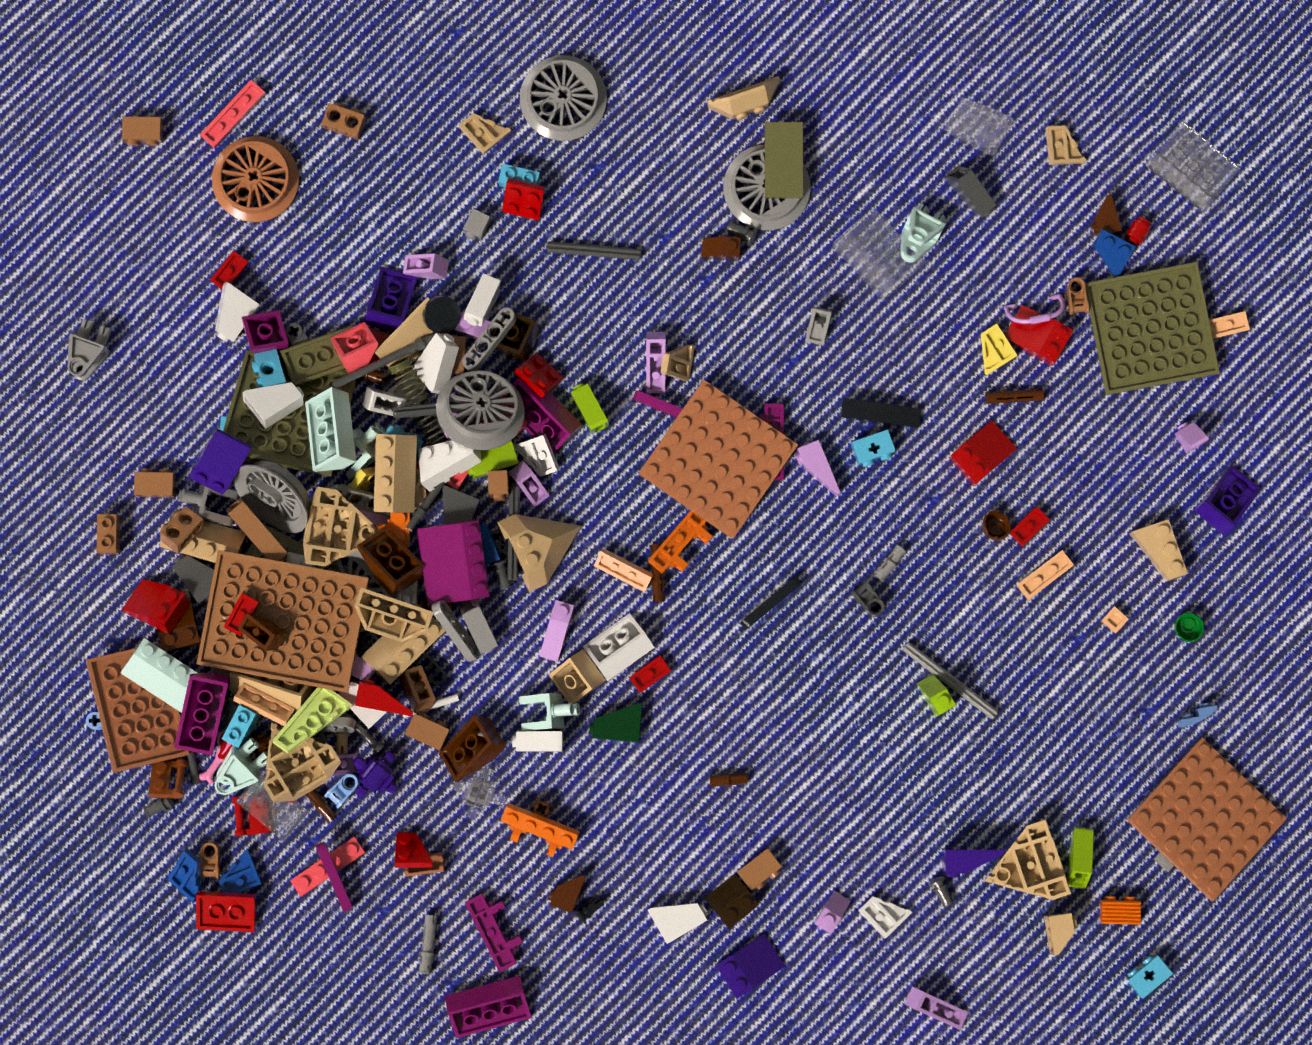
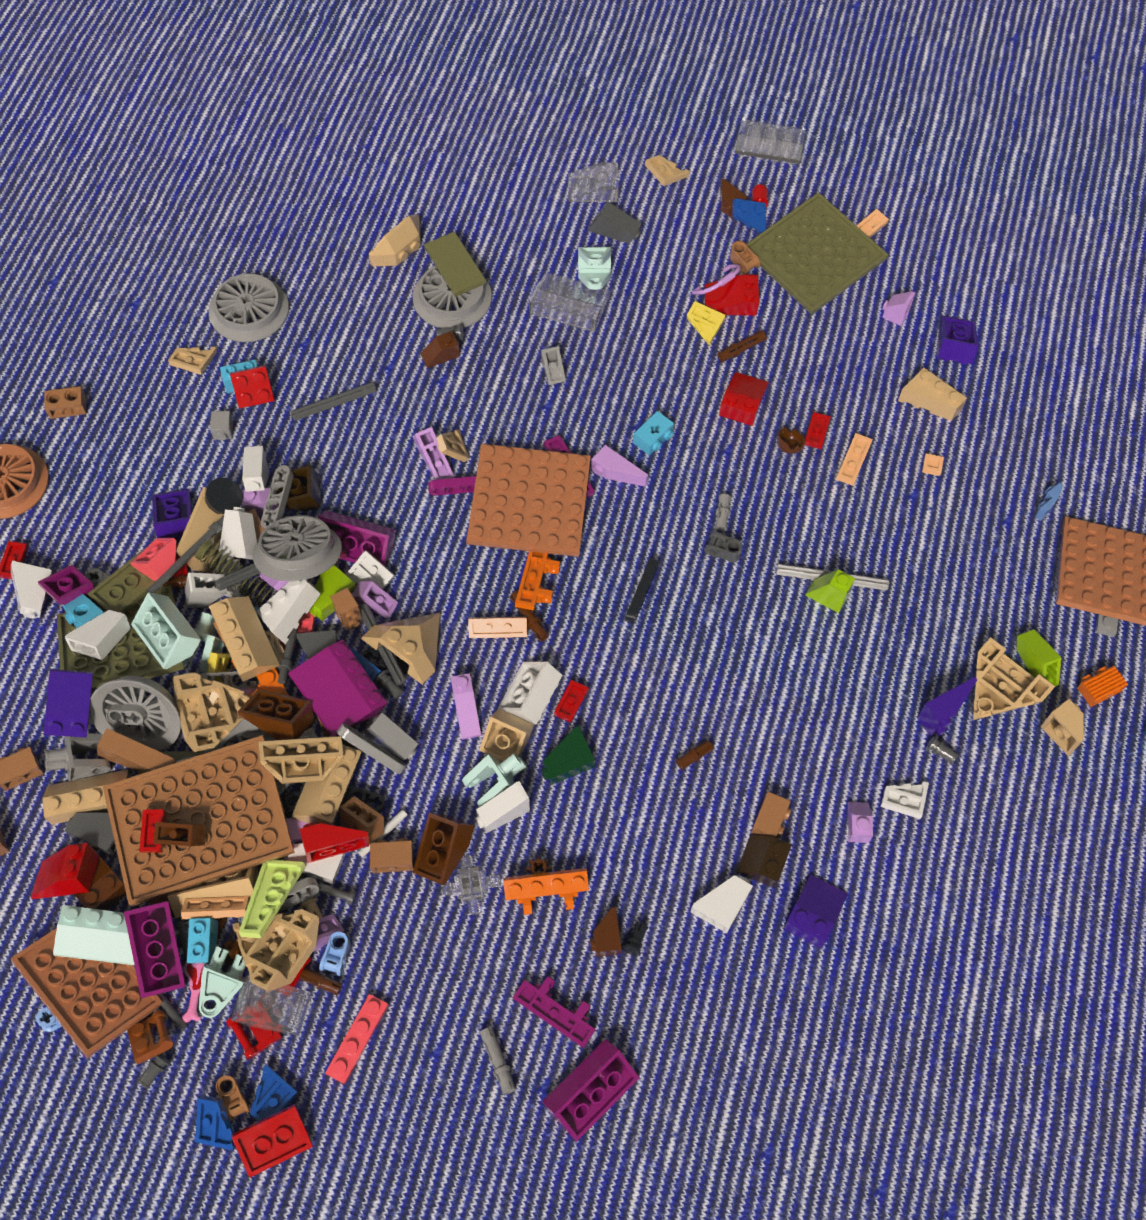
camera: 30 degrees left, 20 degrees down
(185, 532) = (58, 787): medium nougat brick -> none
(334, 876) = (368, 1041): magenta beam -> none
(375, 774) = (360, 920): dark purple piece -> none
(411, 852) = (434, 975): red wing -> none
(426, 266) = (192, 474): lavender slope -> none
(438, 866) = (453, 984): nougat hinge -> none
(539, 375) = (336, 508): red plate -> none
(589, 408) = (397, 515): lime slope -> none
(880, 413) = (639, 406): black slope -> none
(936, 1008) = (1005, 854): lavender slope -> none
(1189, 627) = (995, 439): green hair -> none

